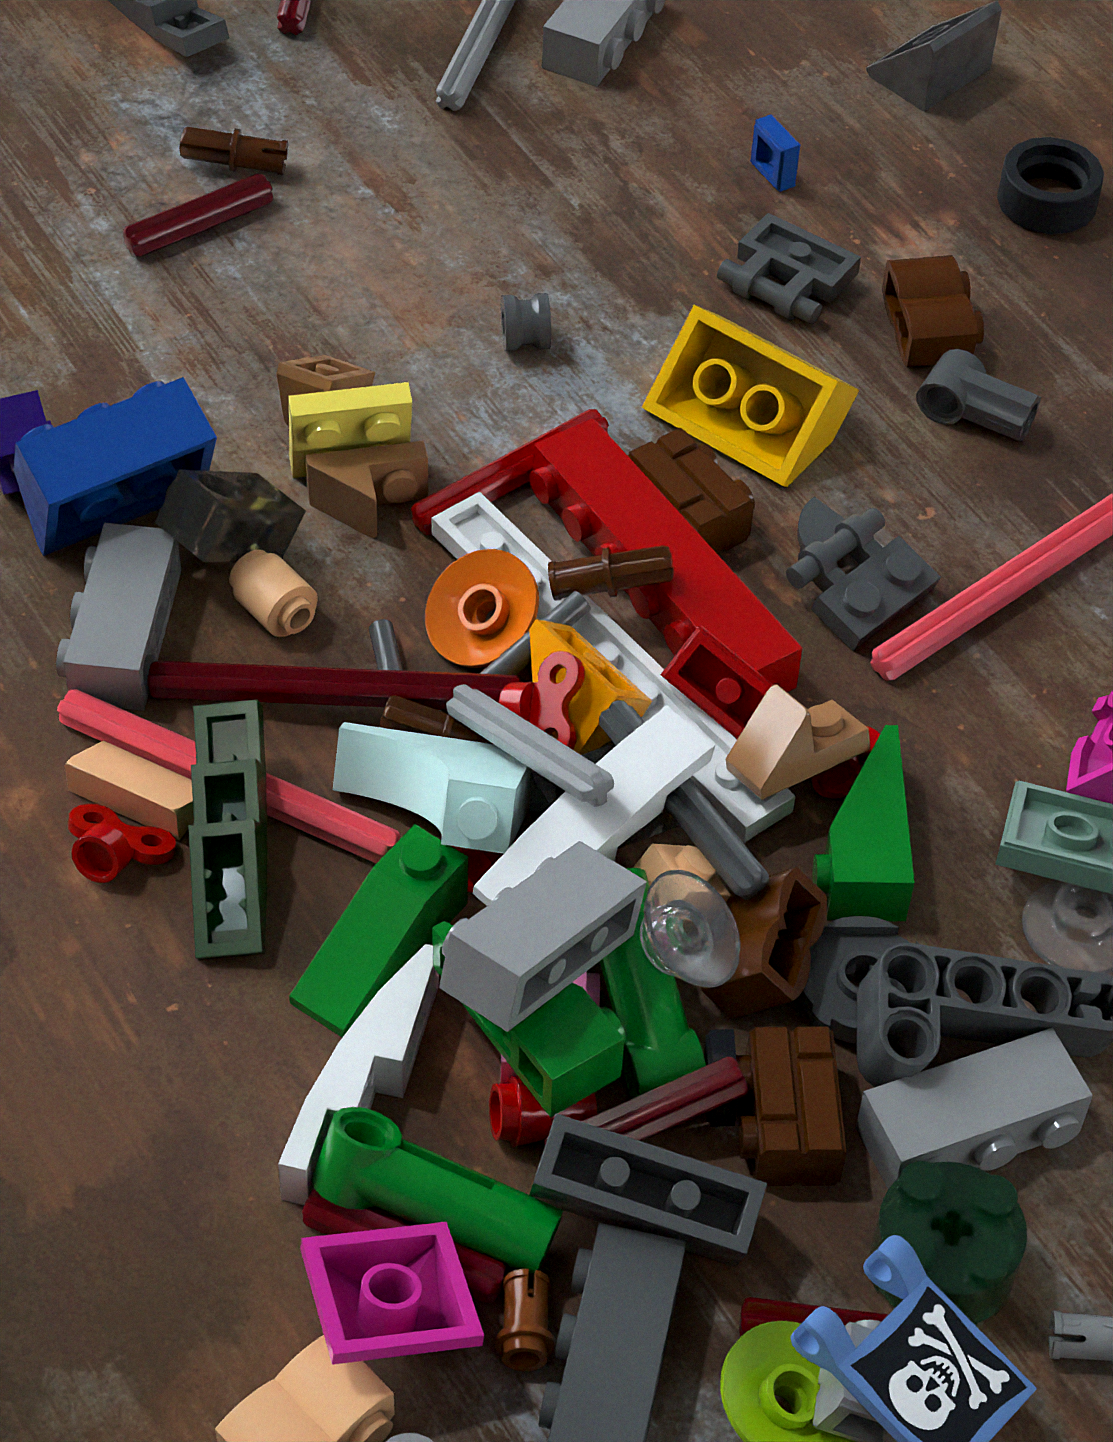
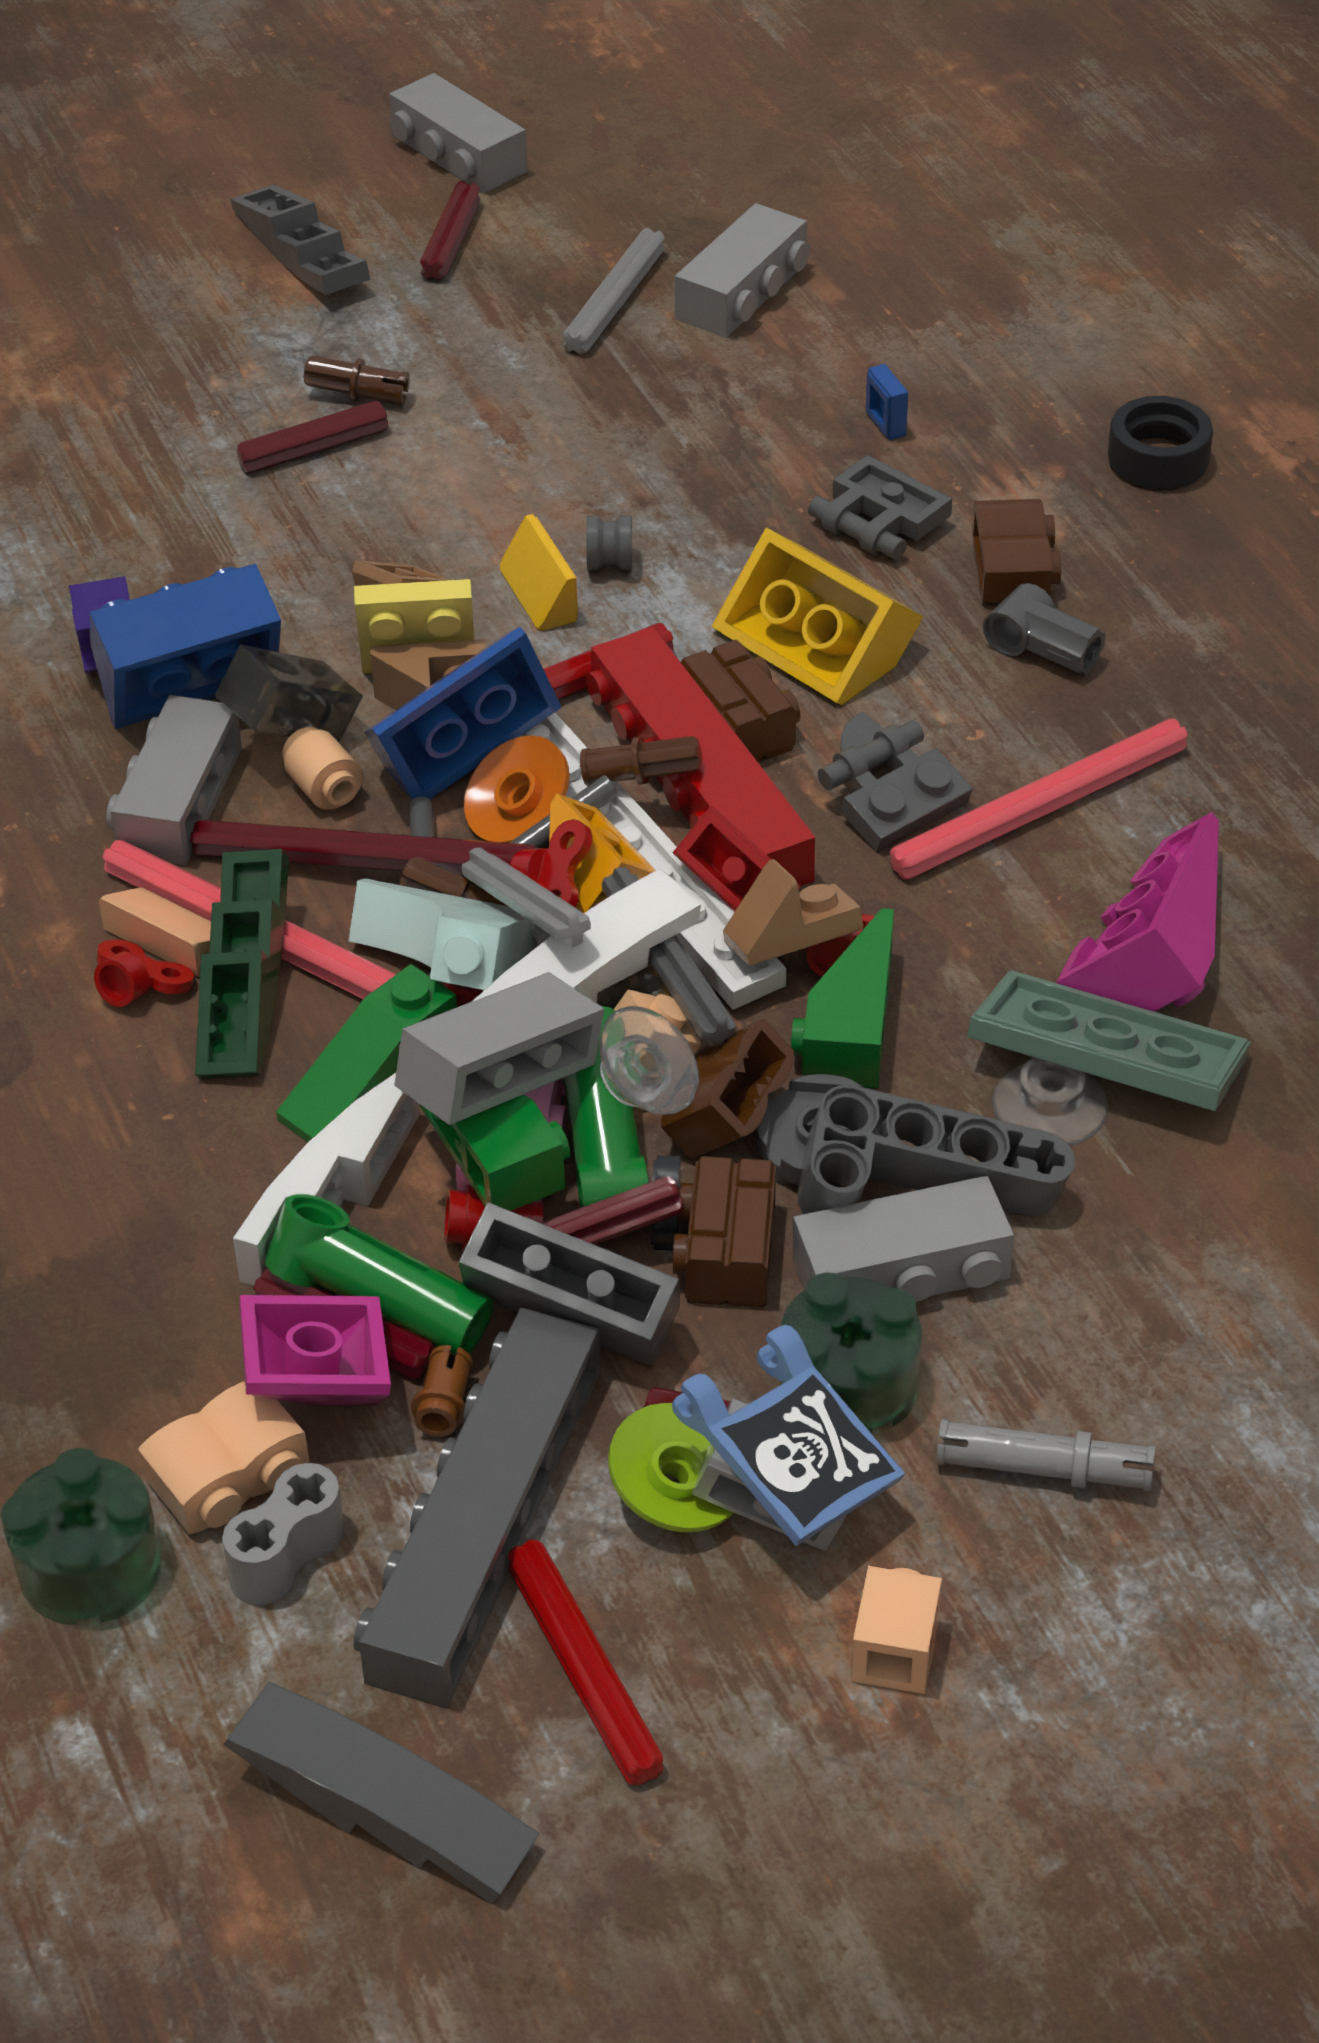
camera: 10 degrees right, 5 degrees down
(418, 530) = (464, 716): none -> blue slope
(460, 362) = (540, 576): none -> yellow slope
(941, 57) = (1075, 322): flat silver slope -> none

